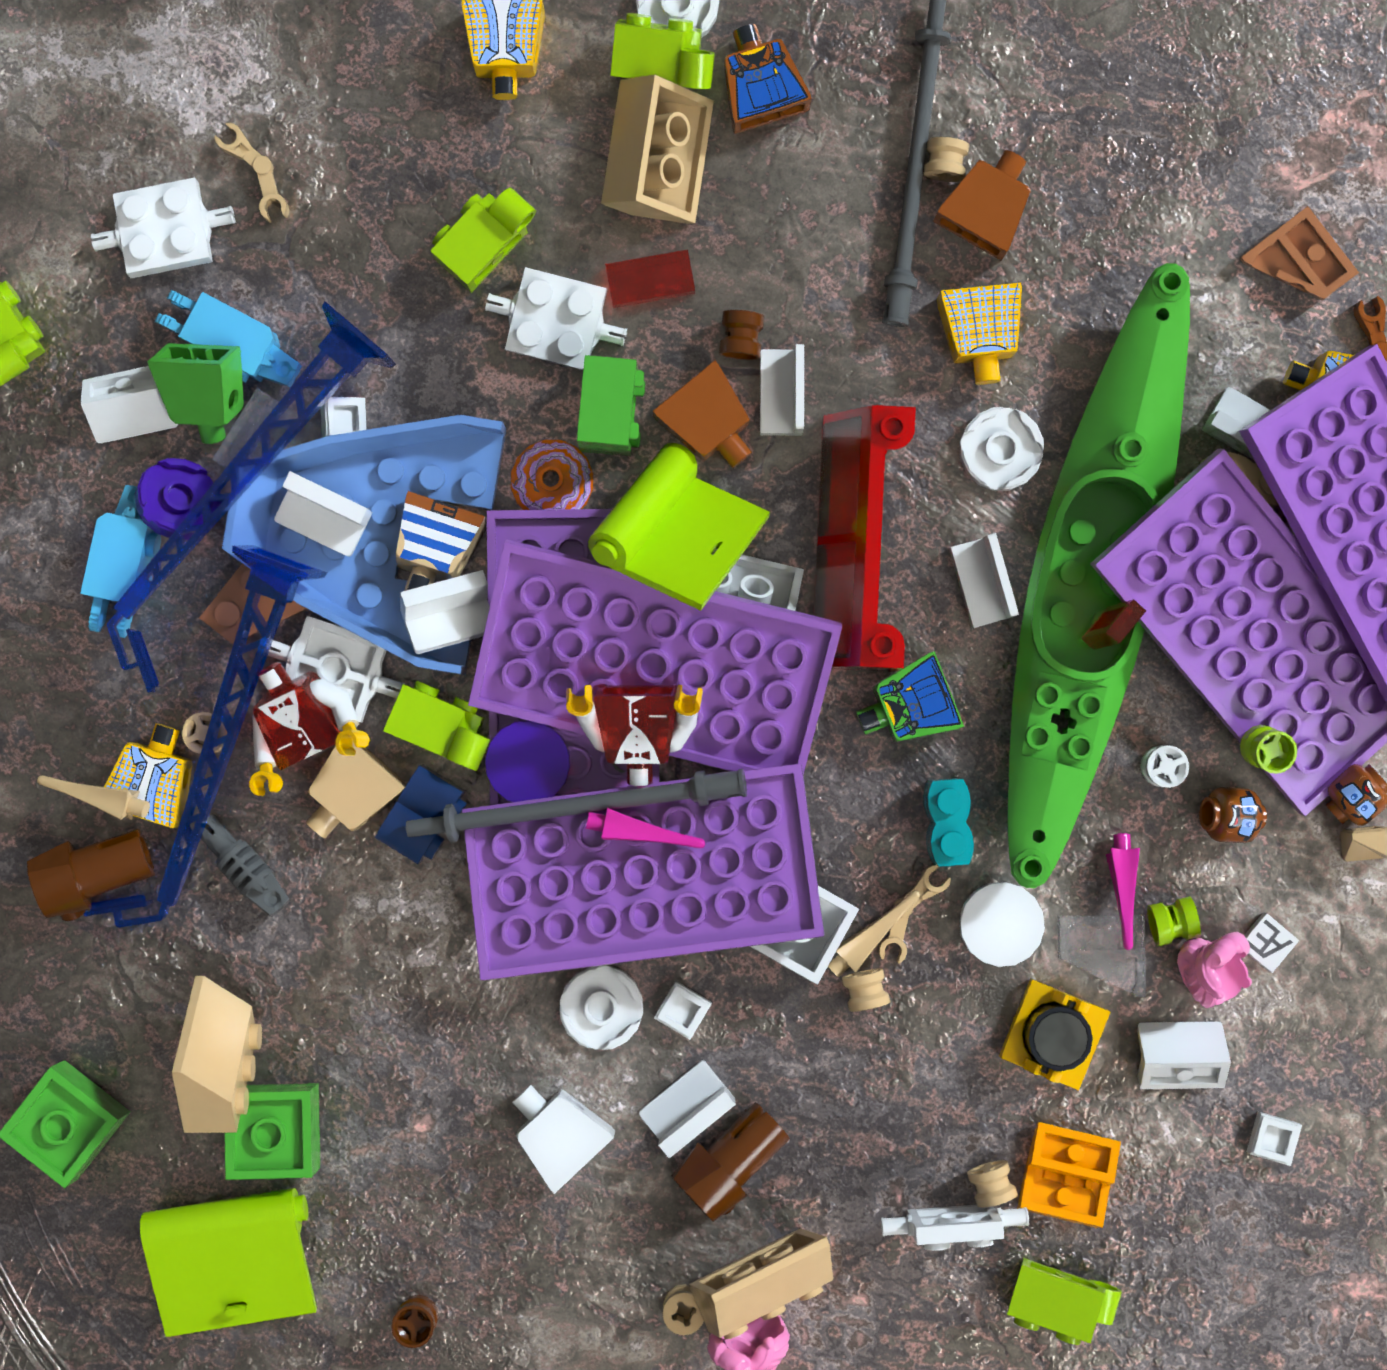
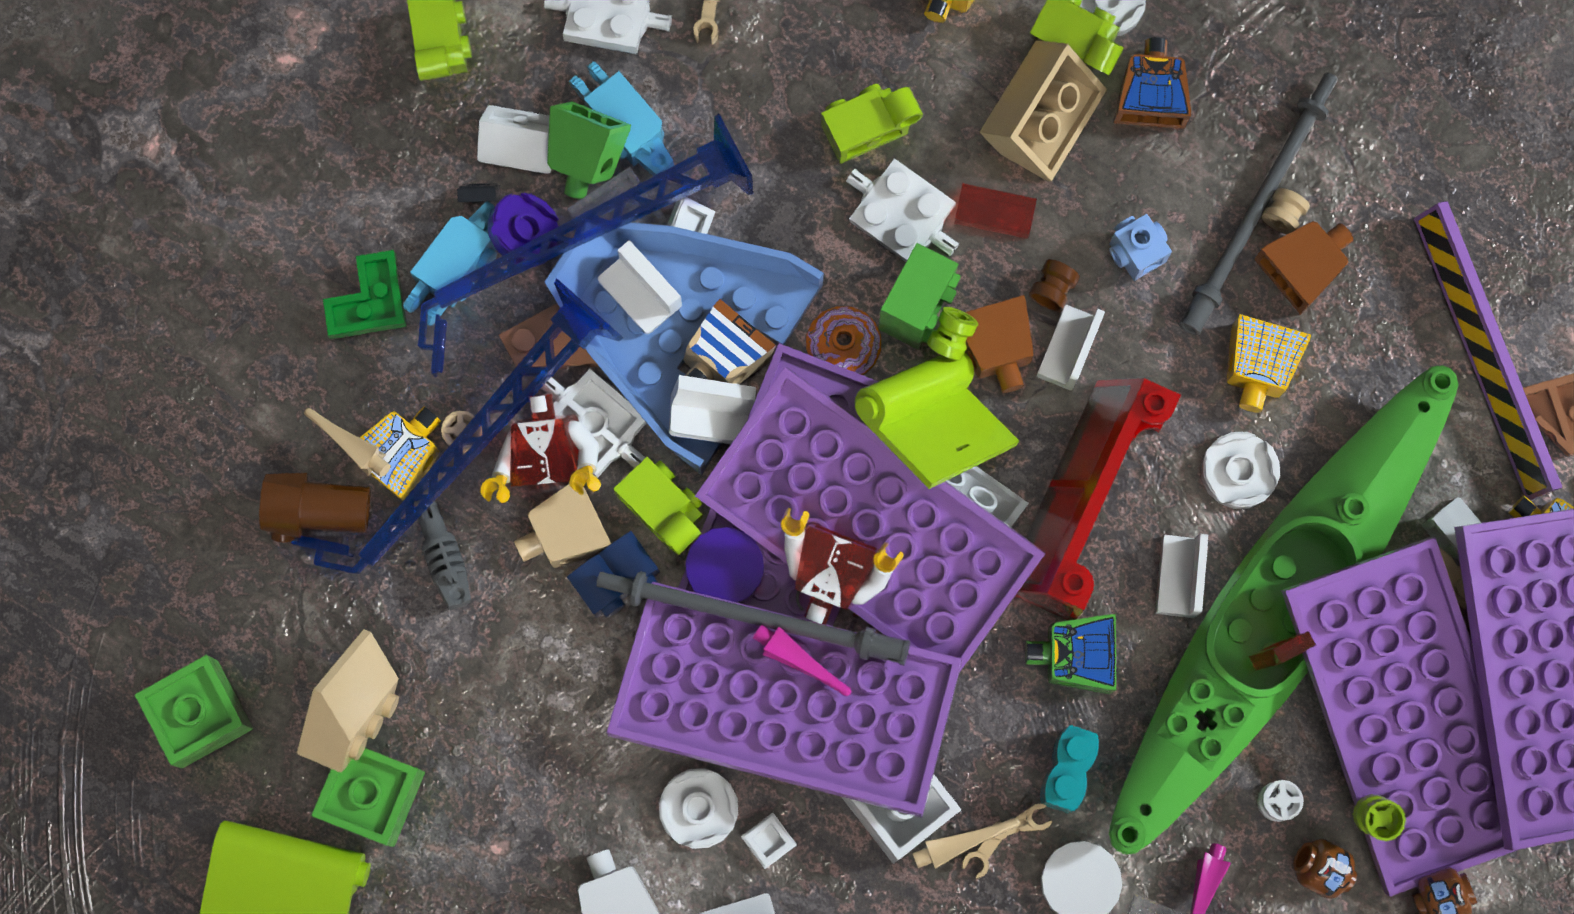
camera: 25 degrees right, 10 degrees down
(61, 637) = (376, 307): none -> green plate
(113, 478) = (478, 192): none -> black tile
(659, 430) = (952, 333): none -> lime wheel
(815, 272) = (1139, 246): none -> light blue brick
(866, 989) = (938, 888): tan wheel -> none
(1203, 223) = (1487, 352): none -> tile

